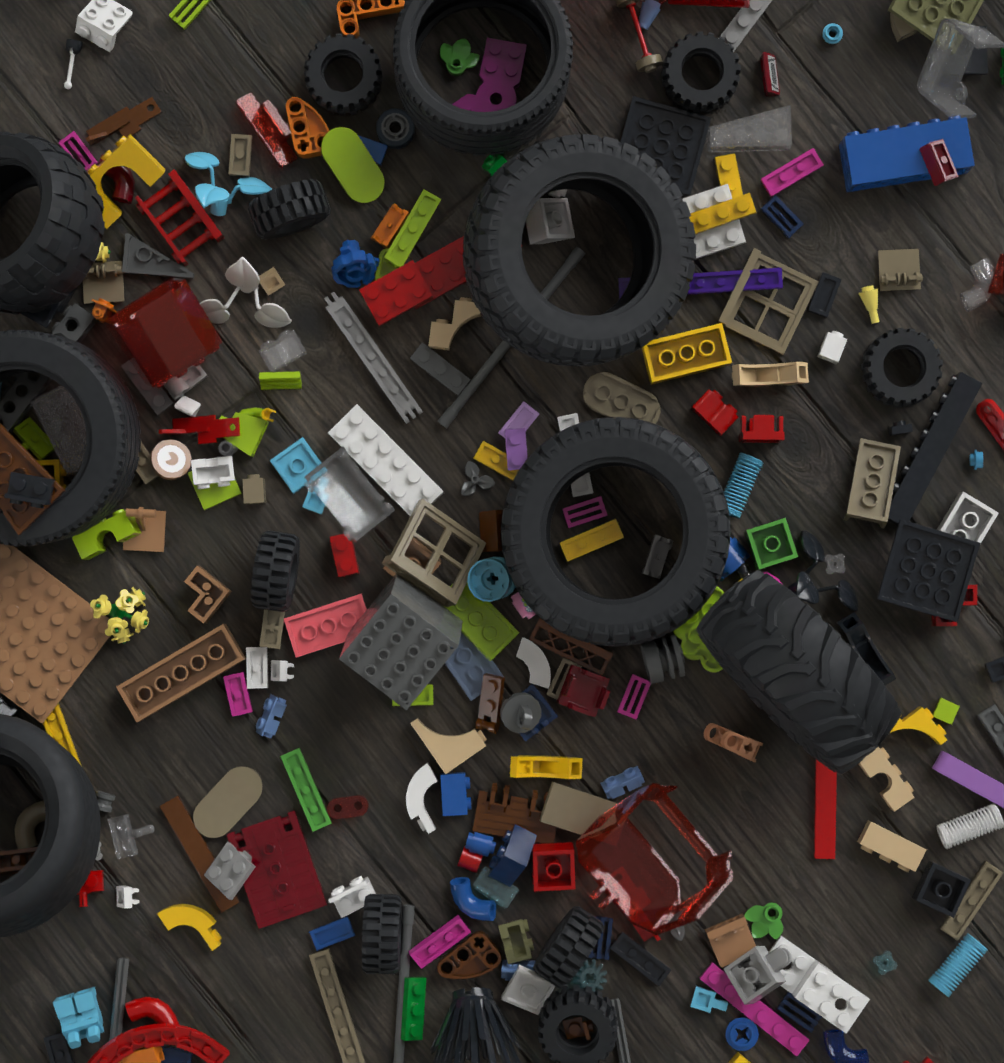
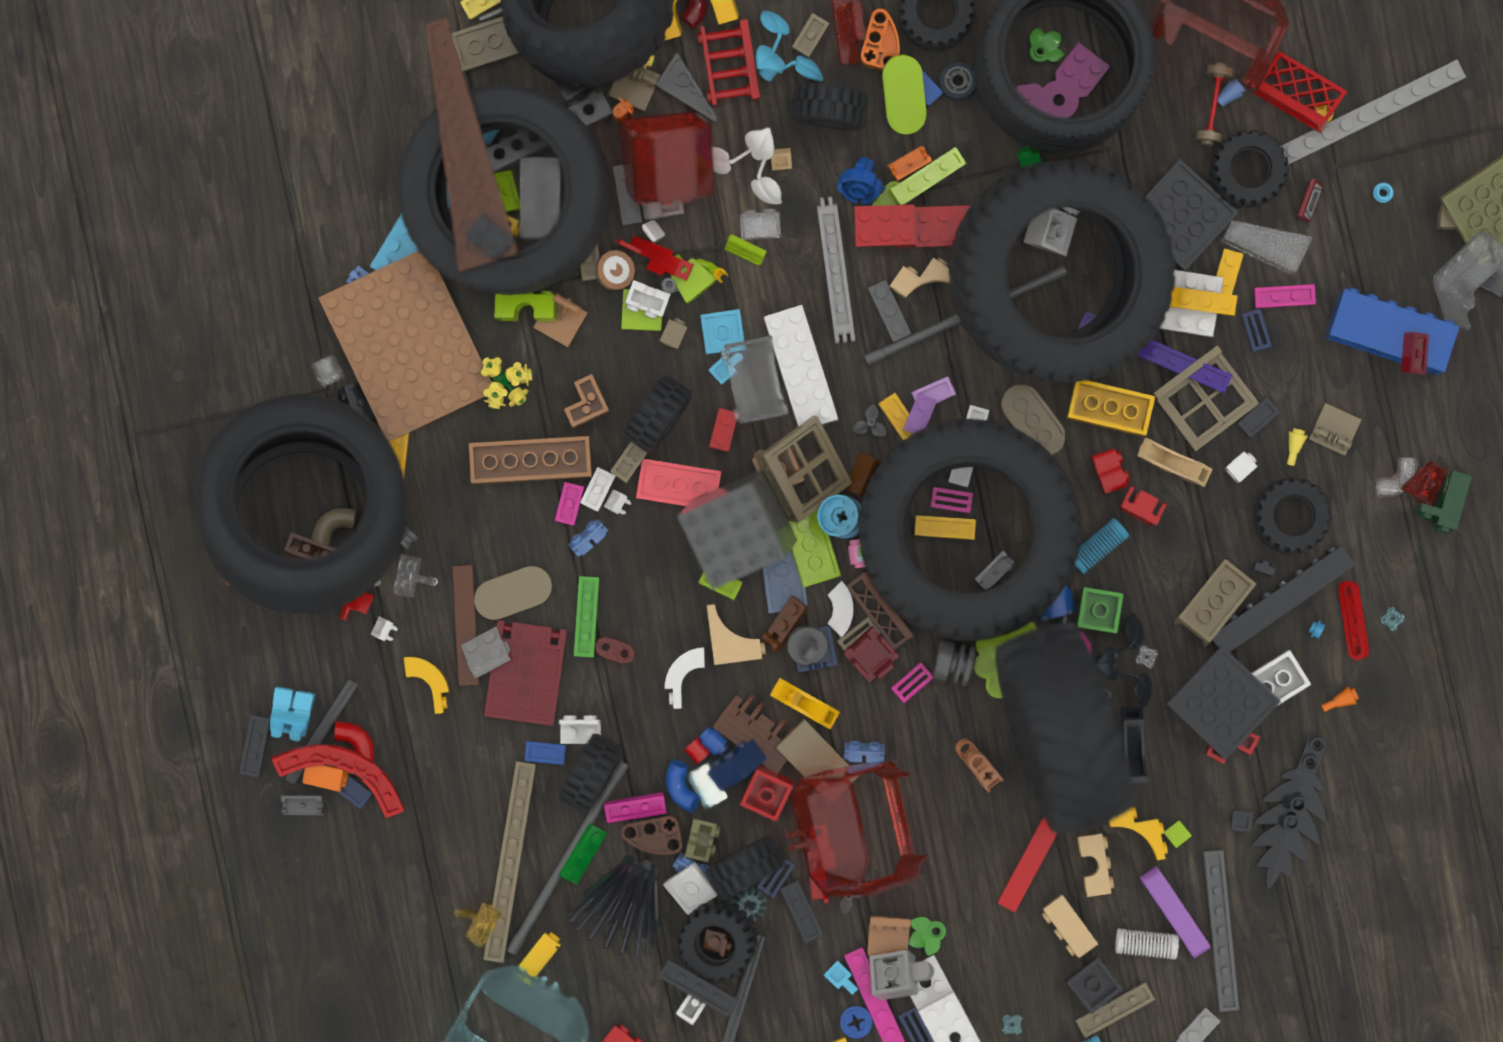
camera: 25 degrees right, 0 degrees up
(455, 794) = (713, 685): blue brick -> none

